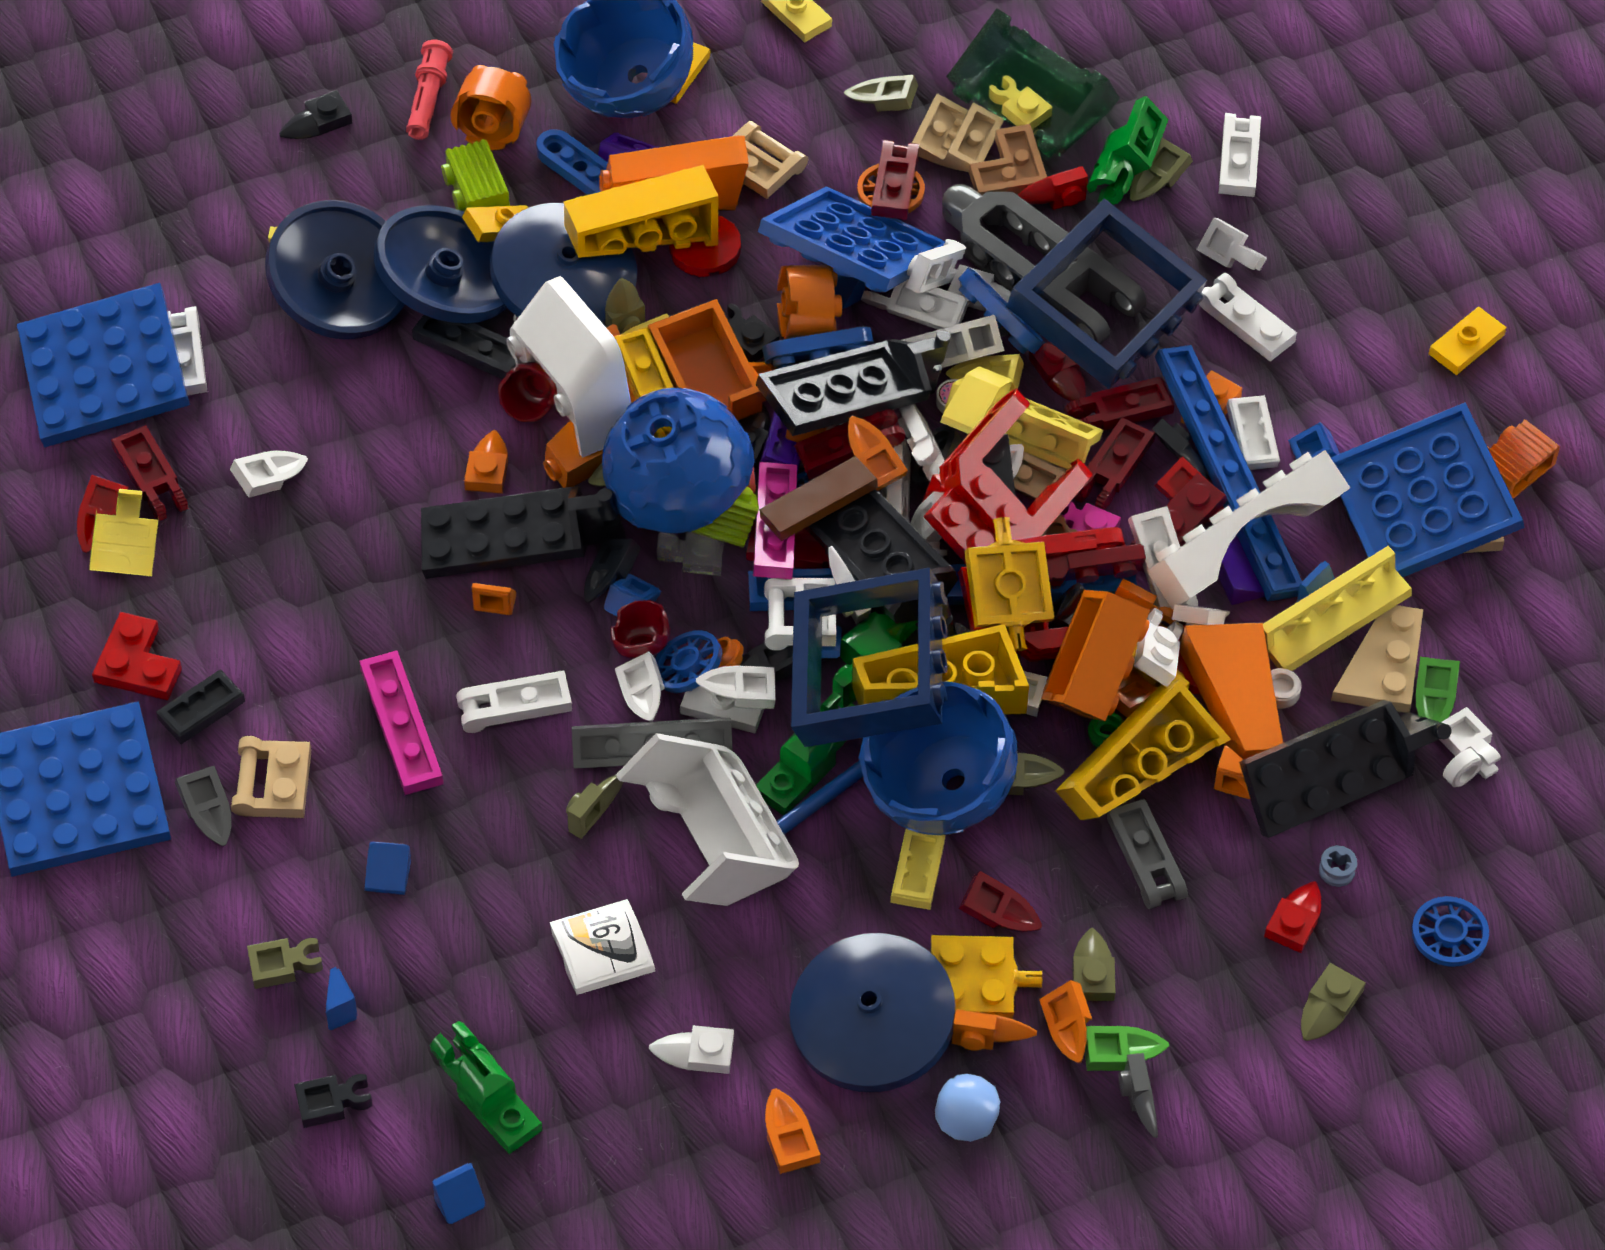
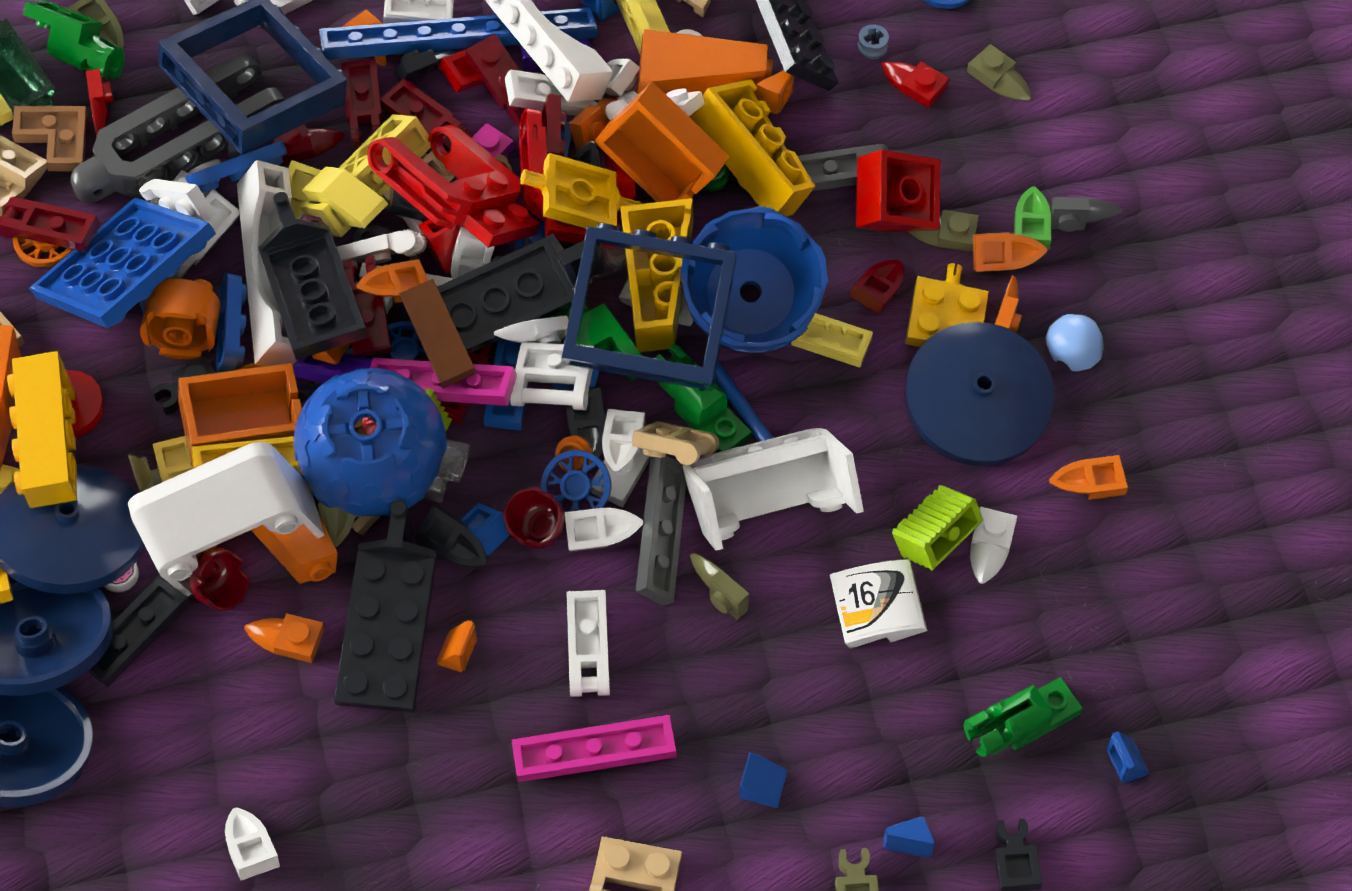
camera: 80 degrees left, 5 degrees up
(695, 985) = (937, 526): none -> lime brick
(751, 721) = (675, 440): none -> tan plate
(1112, 900) = (898, 192): none -> red slope

